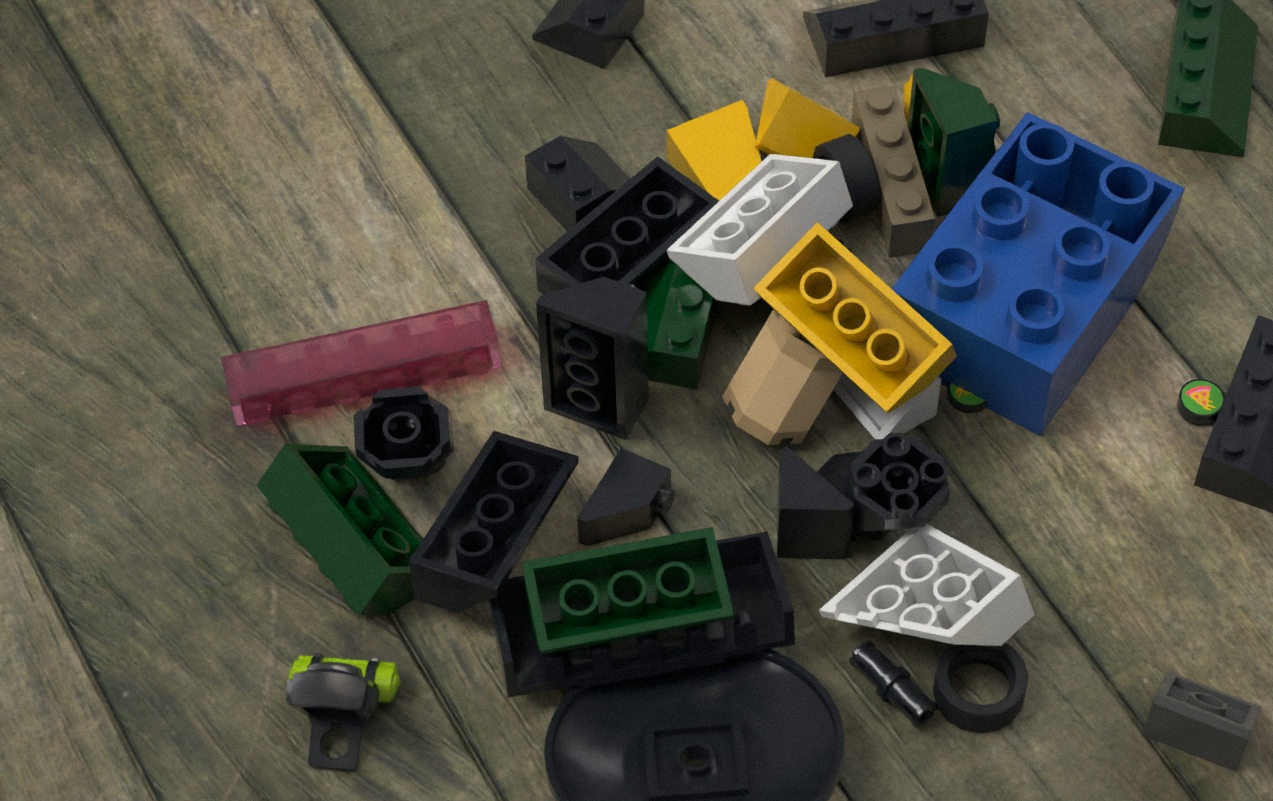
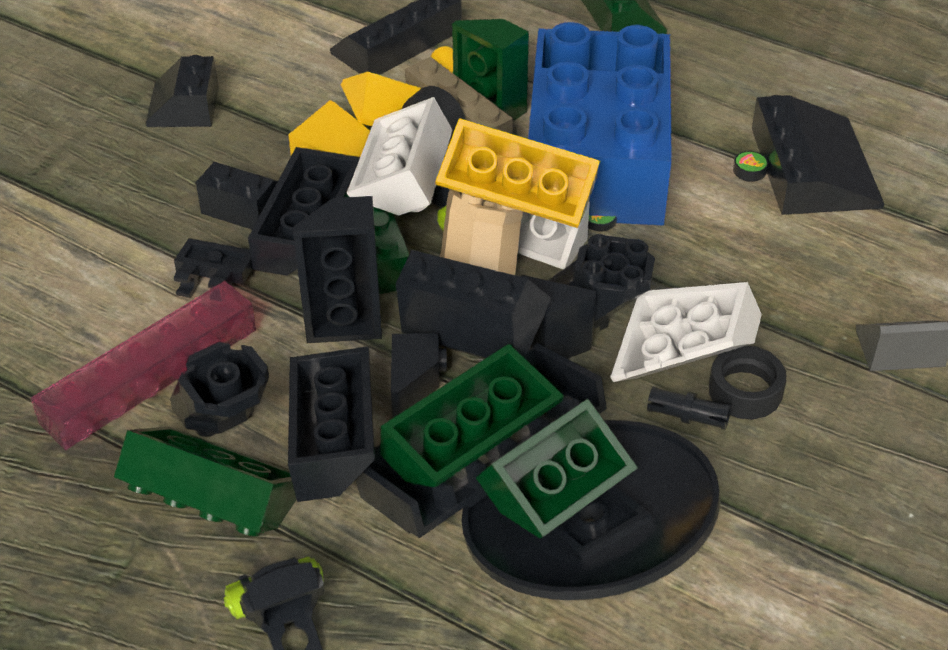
camera: 30 degrees left, 10 degrees down
(498, 261) = (212, 261): none -> black plate
(680, 696) = (557, 471): none -> dark green slope
(713, 456) = (469, 305): none -> black slope

